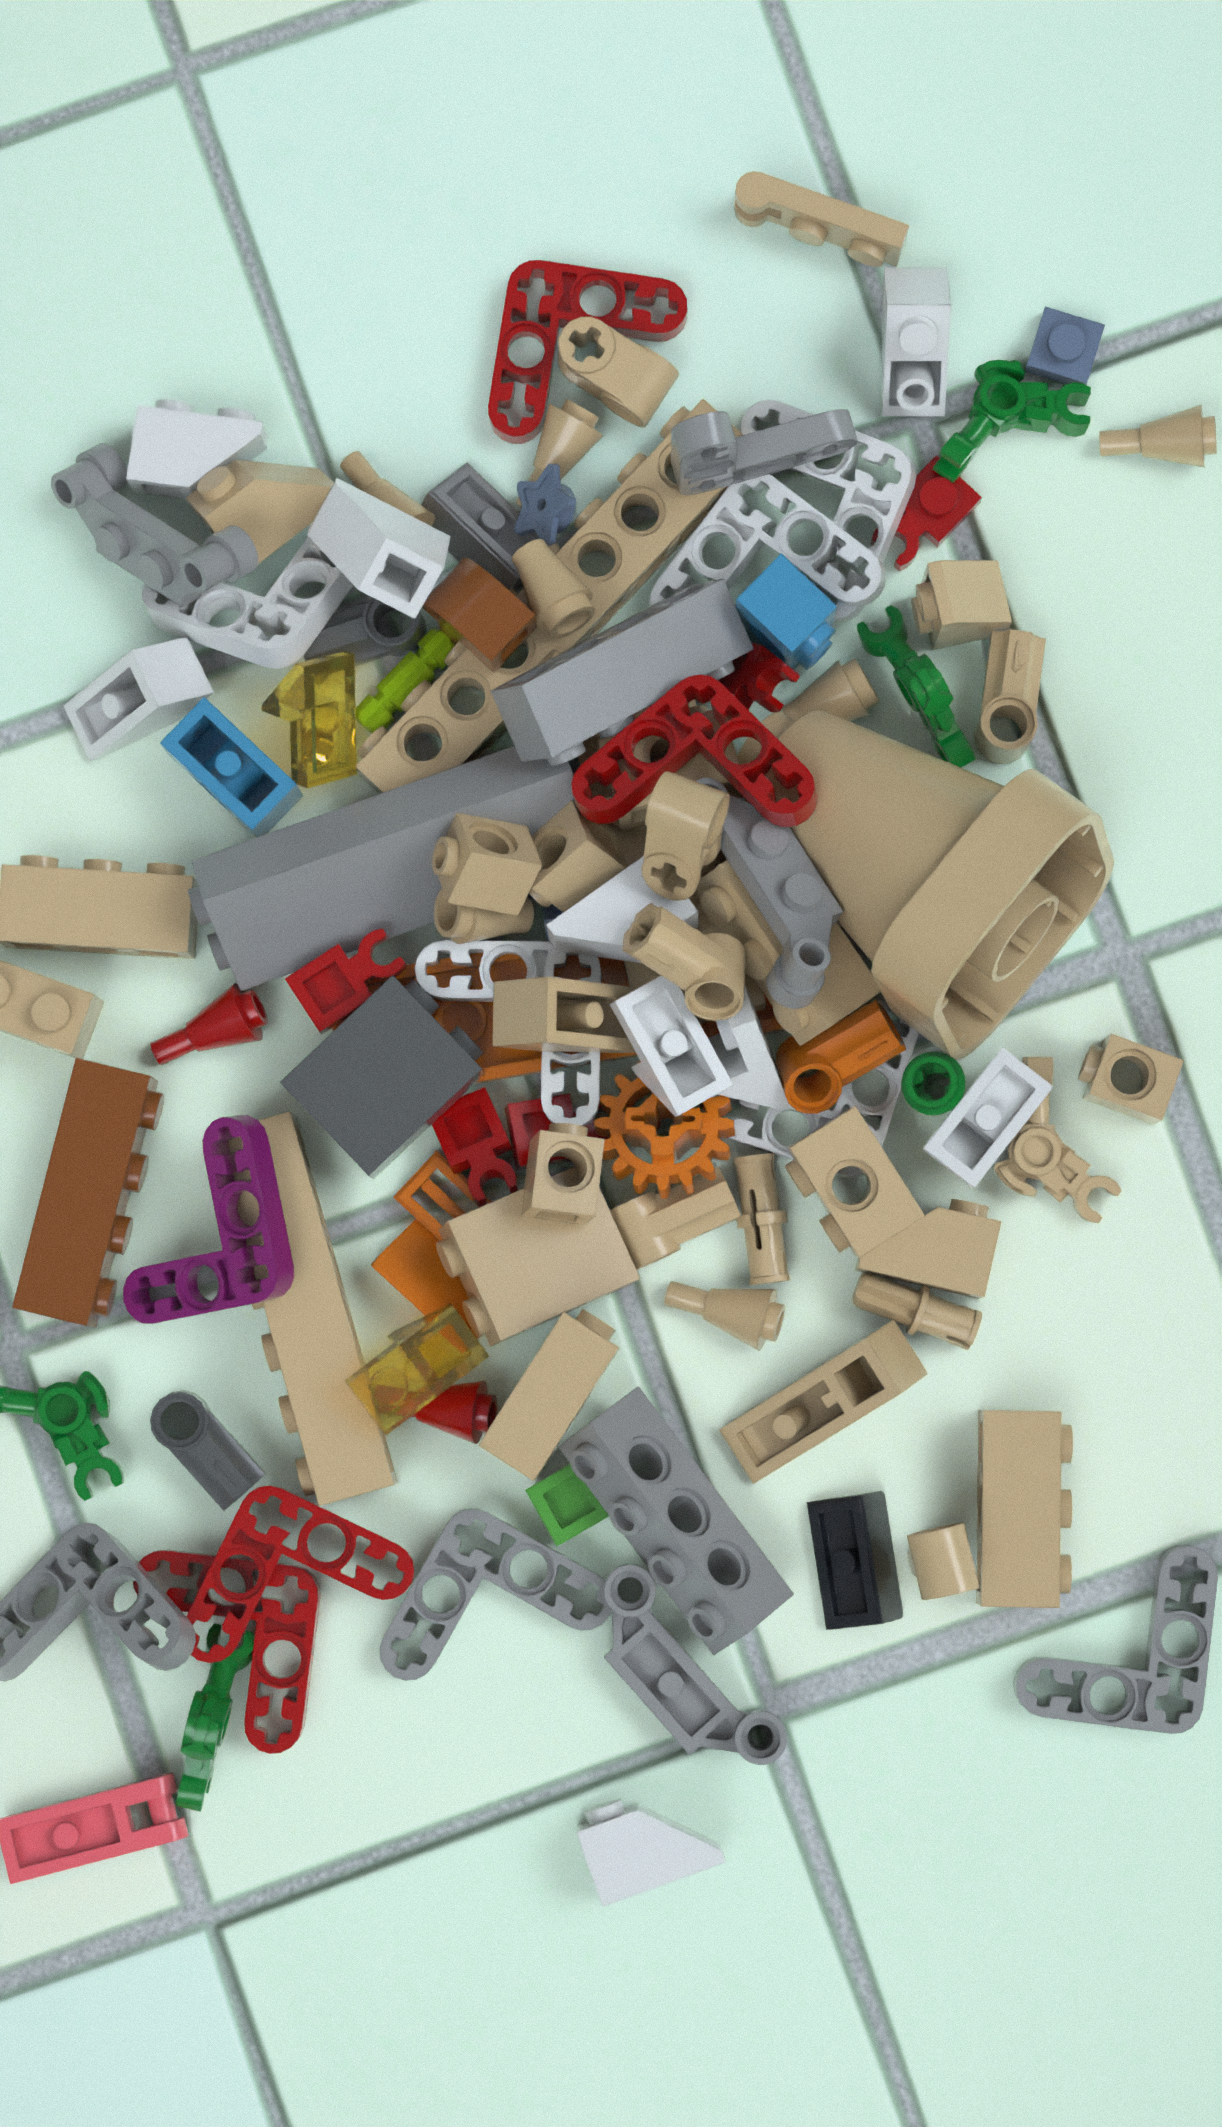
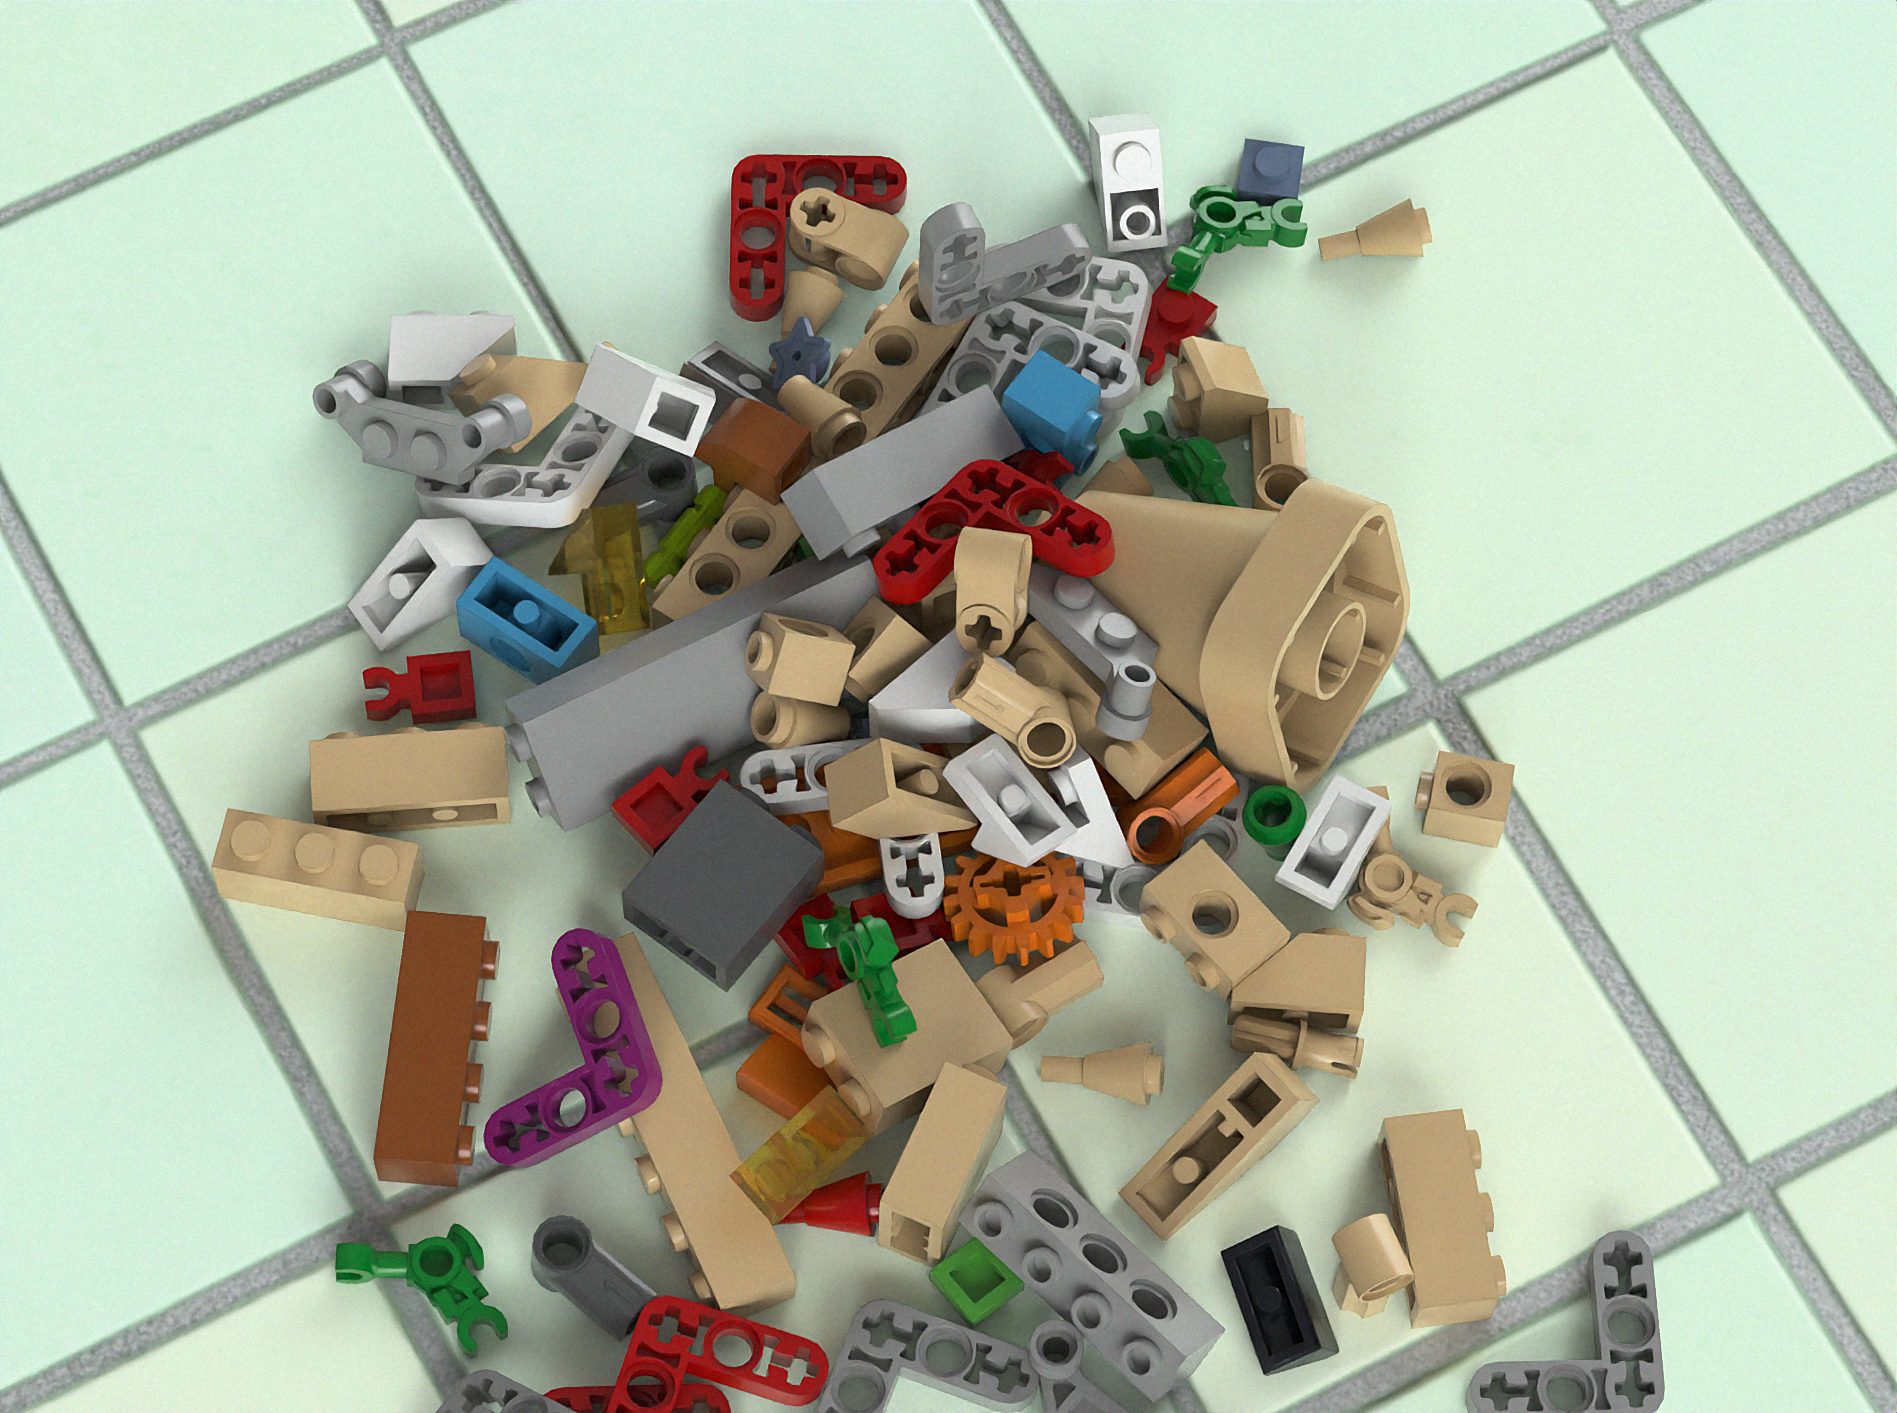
camera: 20 degrees left, 20 degrees down
(134, 813) = (435, 689): none -> red plate
(225, 1022) = (549, 871): red cone -> none
(504, 1193) = (866, 955): none -> green piece
(554, 1202) = (920, 965): tan brick -> none
(761, 1219) = (1125, 980): tan pin -> none
(819, 219) = (1017, 87): tan plate -> none

